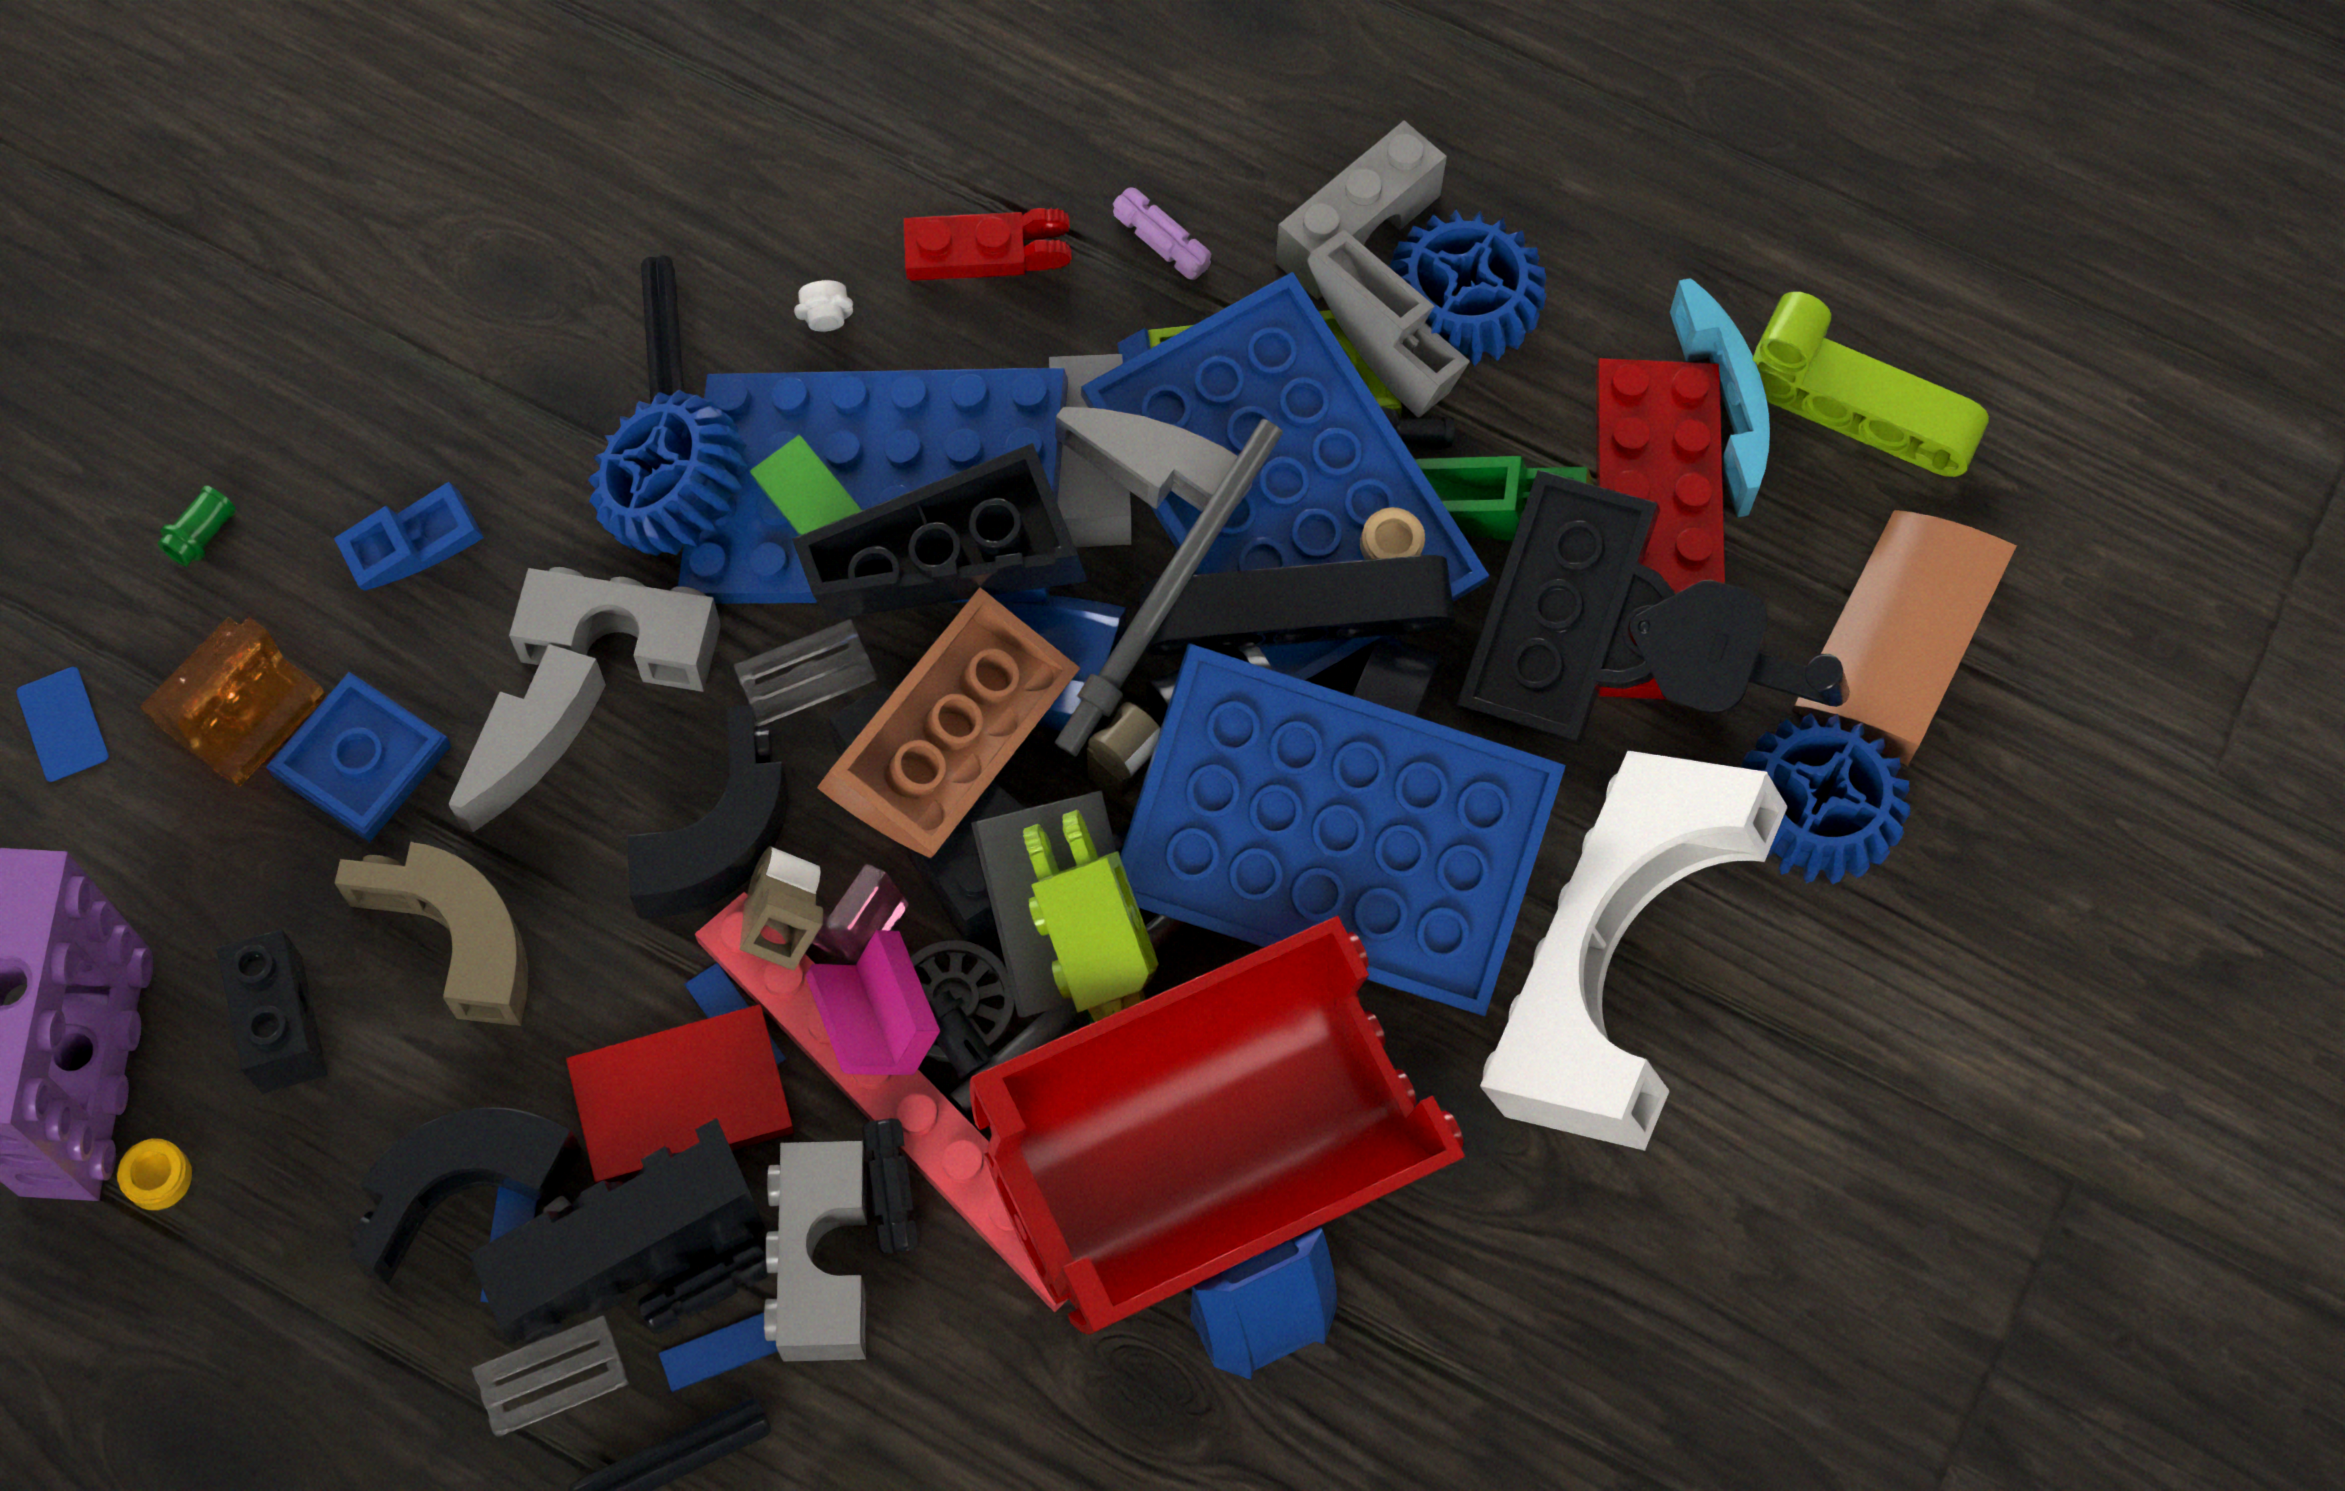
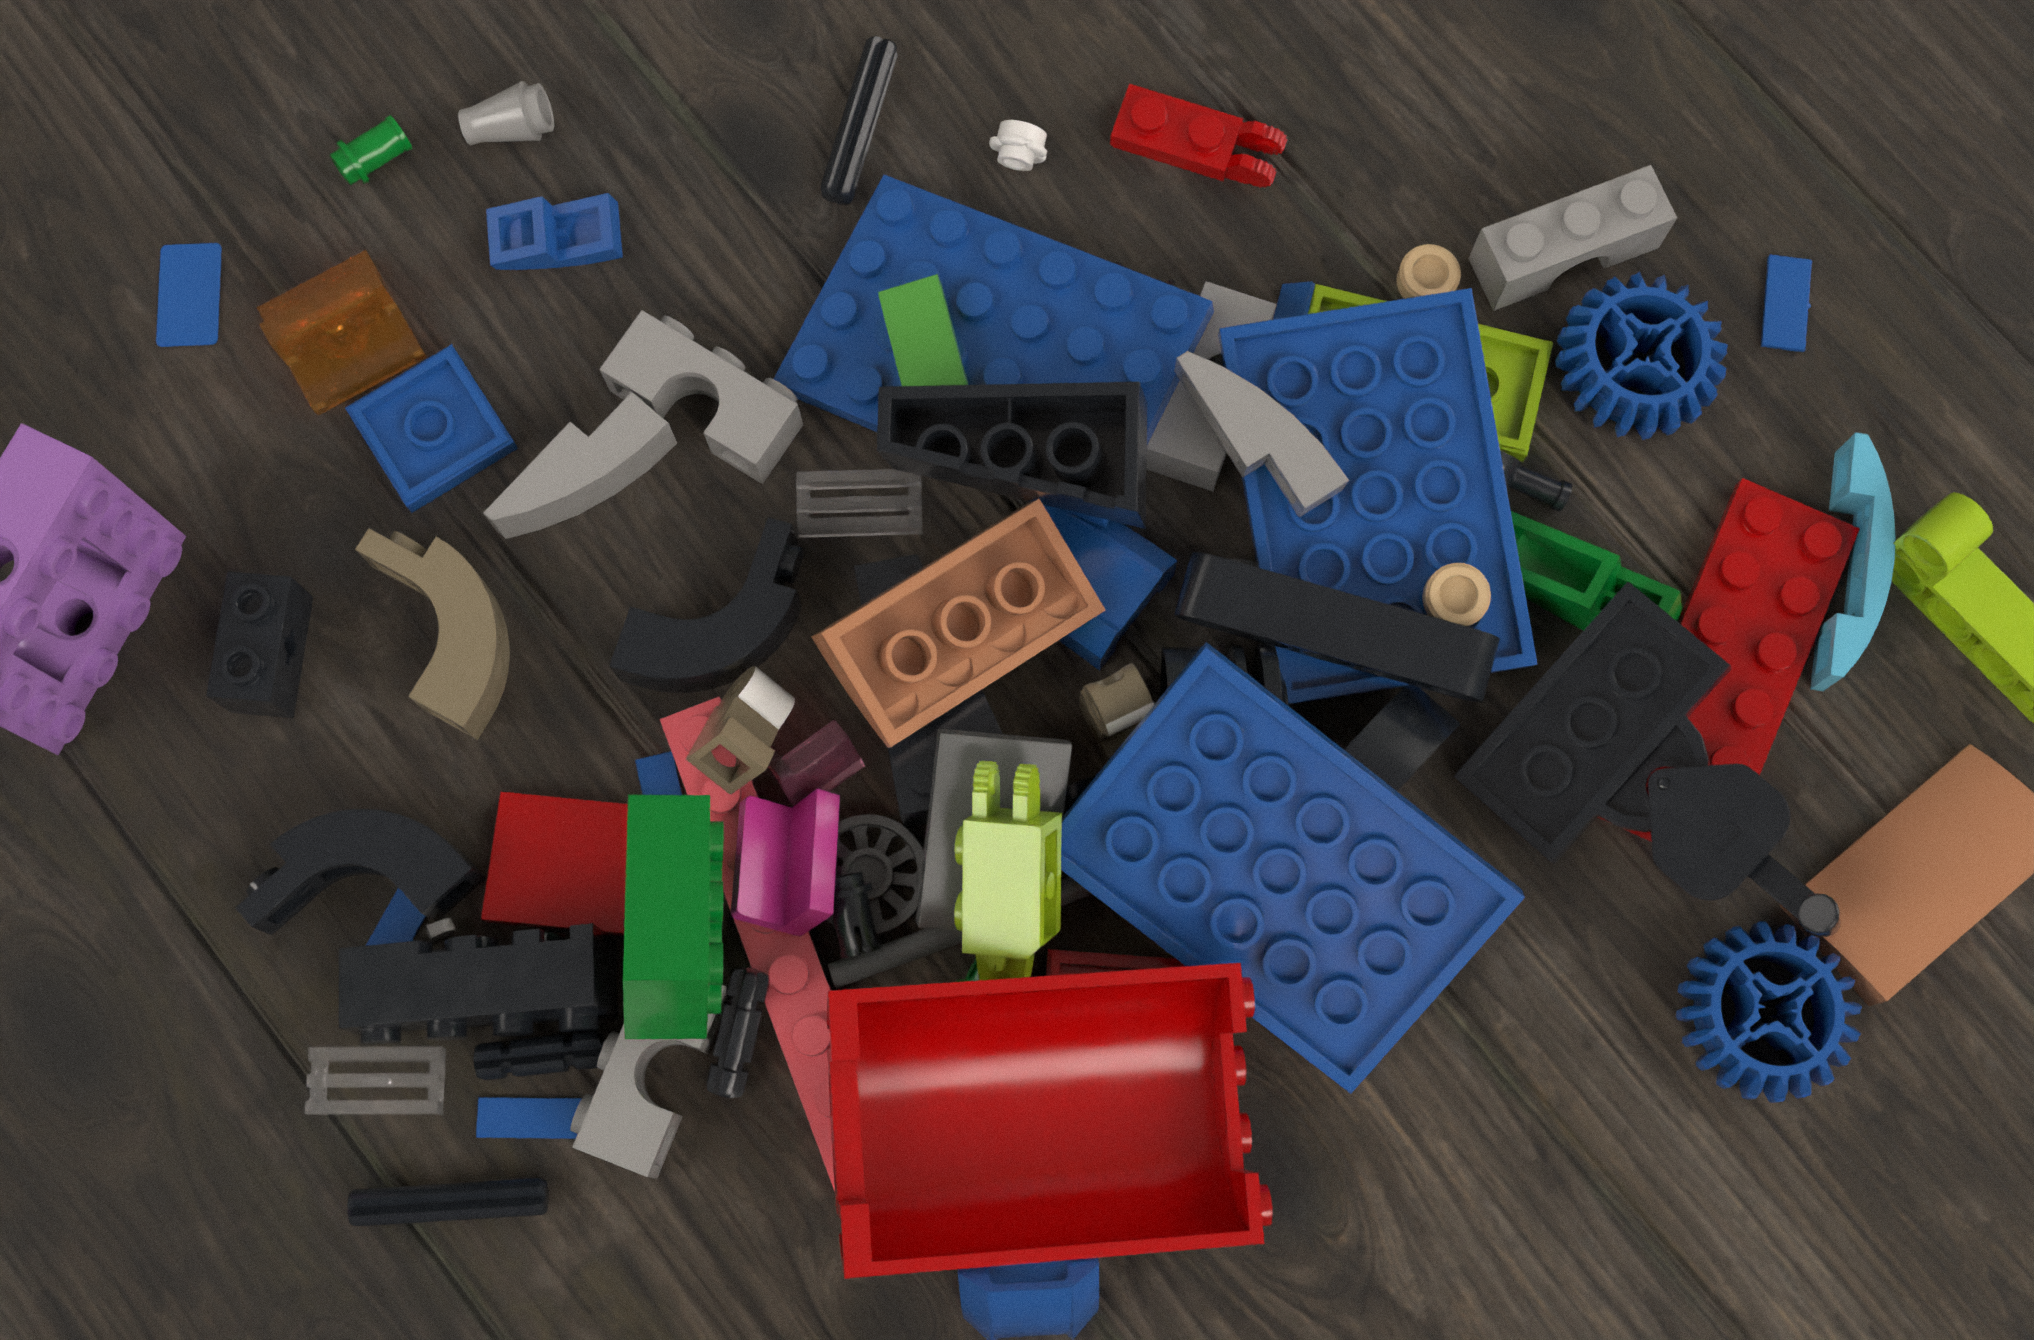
camera: 25 degrees right, 10 degrees up
(154, 1174) = (111, 752): yellow tile -> none
(322, 447) = (509, 116): none -> light grey cone
(667, 473) = (804, 264): blue gear -> none
(789, 1086) = (672, 917): none -> green brick
(1101, 692) = (1112, 646): dark grey bar -> none
(1162, 233) = (1369, 189): lavender axle -> none
(1242, 279) = (1428, 271): none -> tan tile
(1386, 323) = (1545, 367): light grey slope -> none
(1572, 202) = (1786, 303): none -> blue window
(1654, 829) = (1586, 982): white arch -> none

